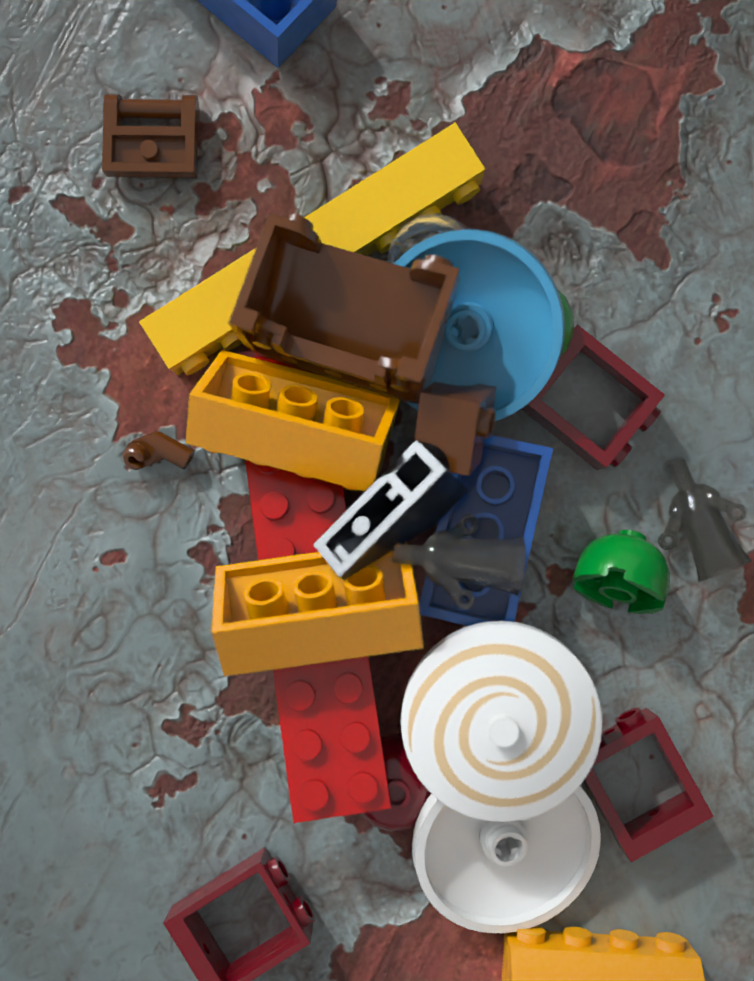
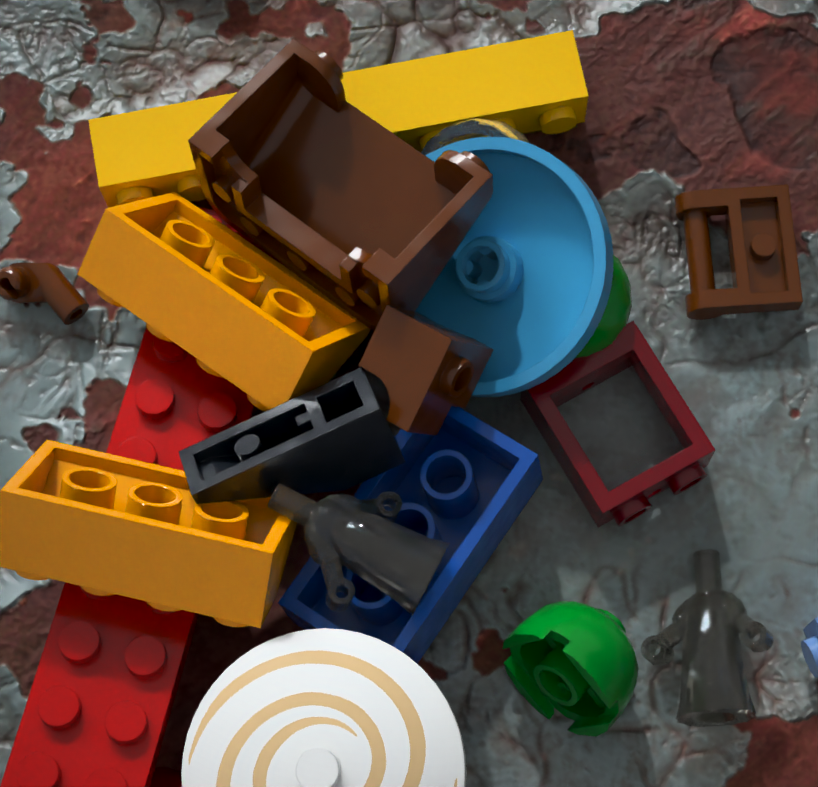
camera: 25 degrees right, 15 degrees down
(638, 236) = (759, 250): none -> reddish brown plate

